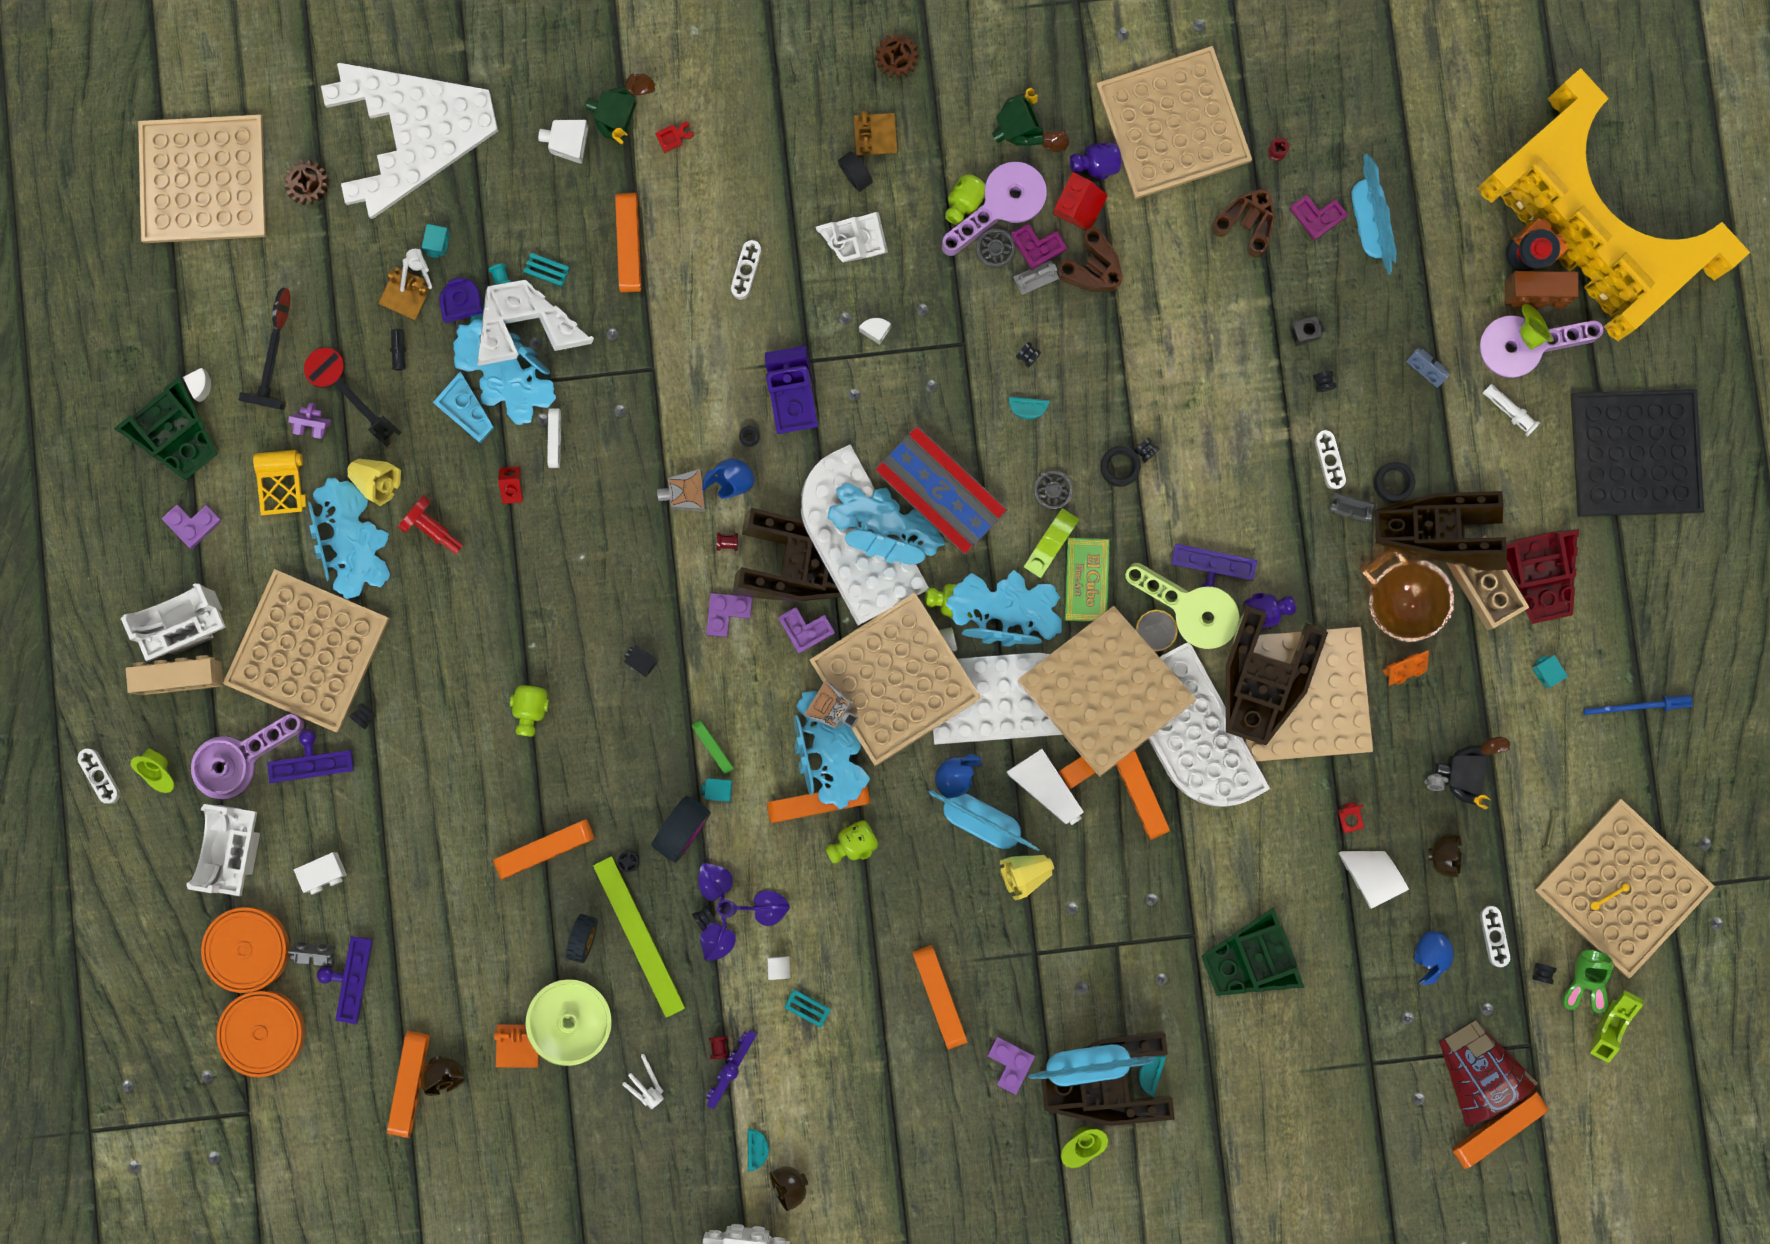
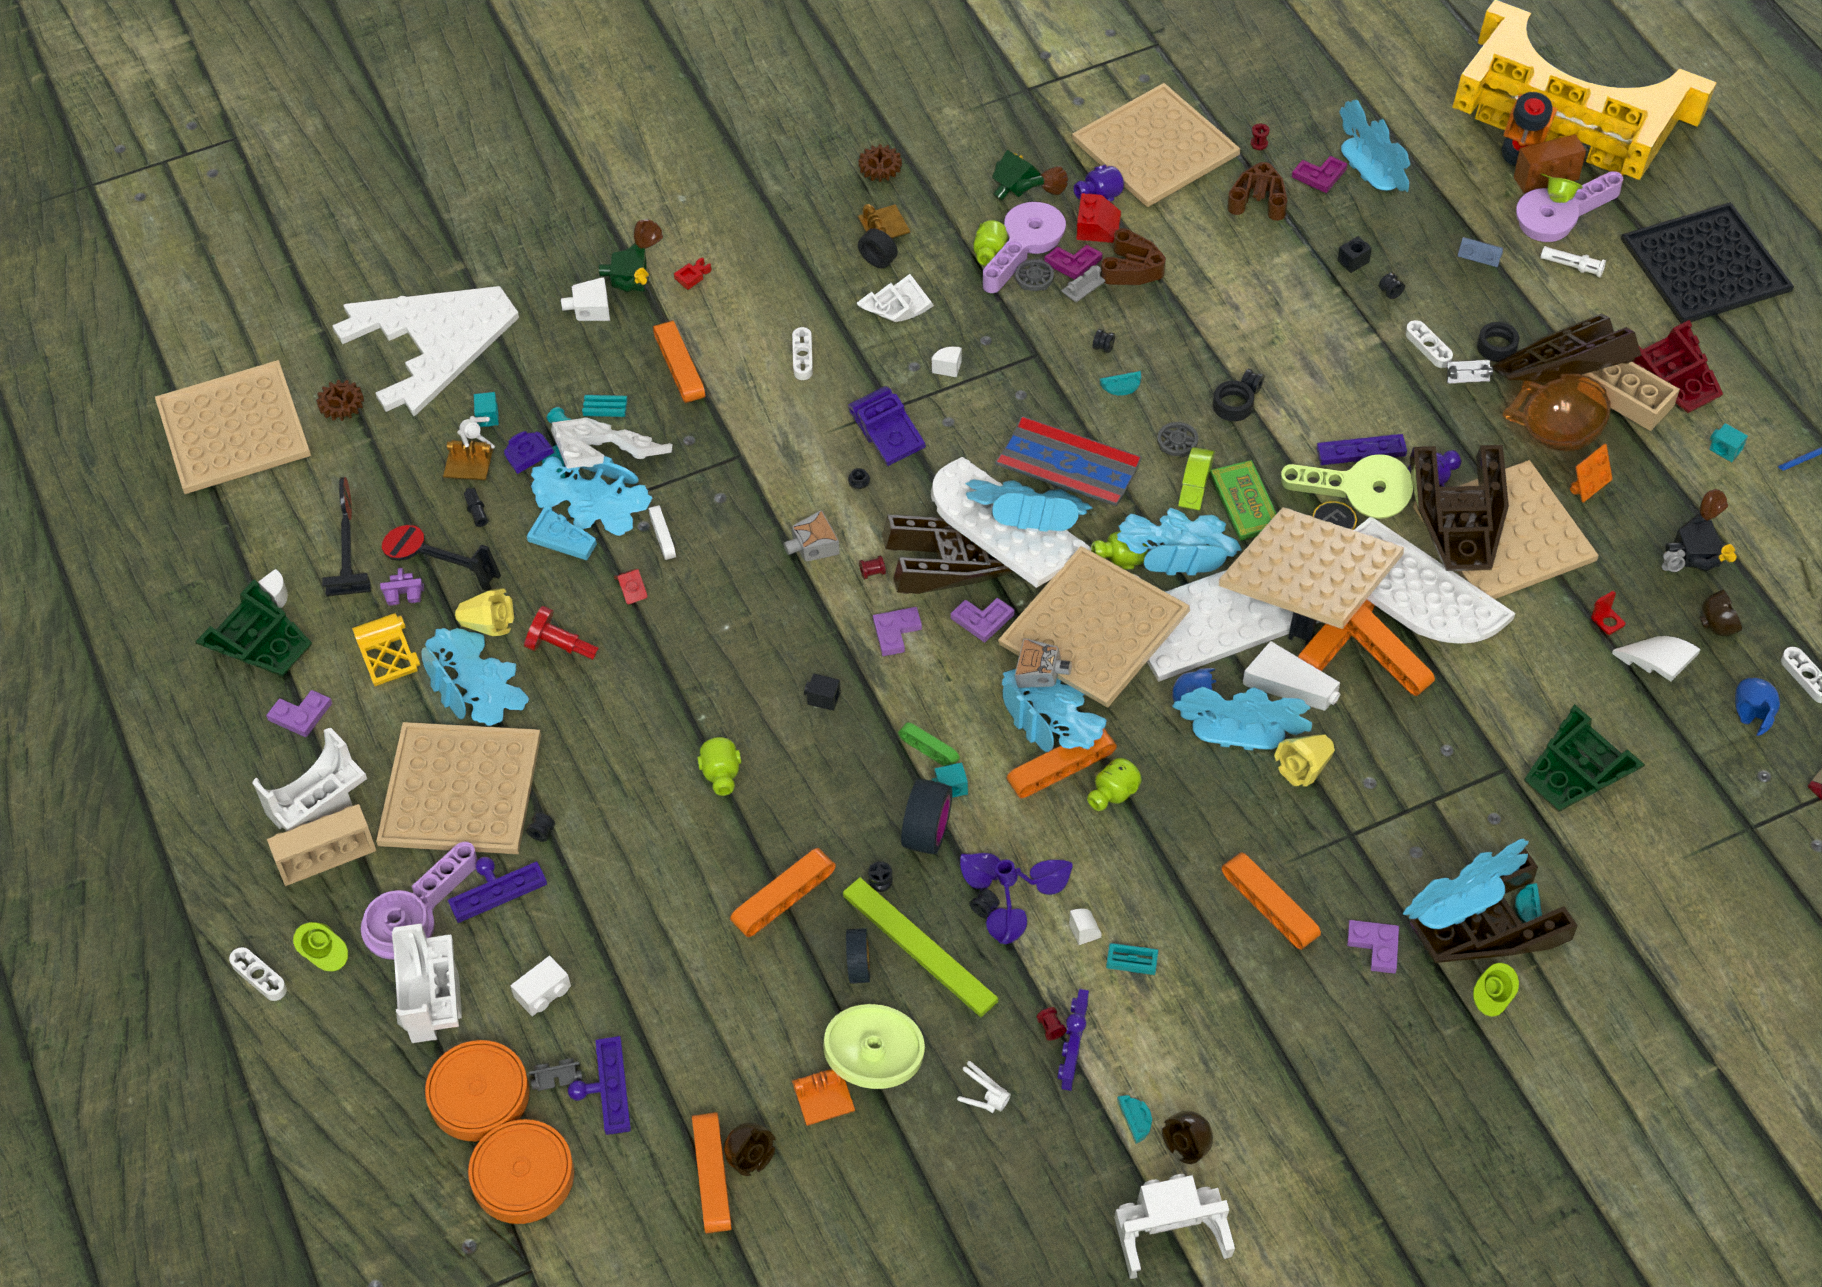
camera: 20 degrees left, 30 degrees down
(733, 477) = (854, 510): blue helmet -> none

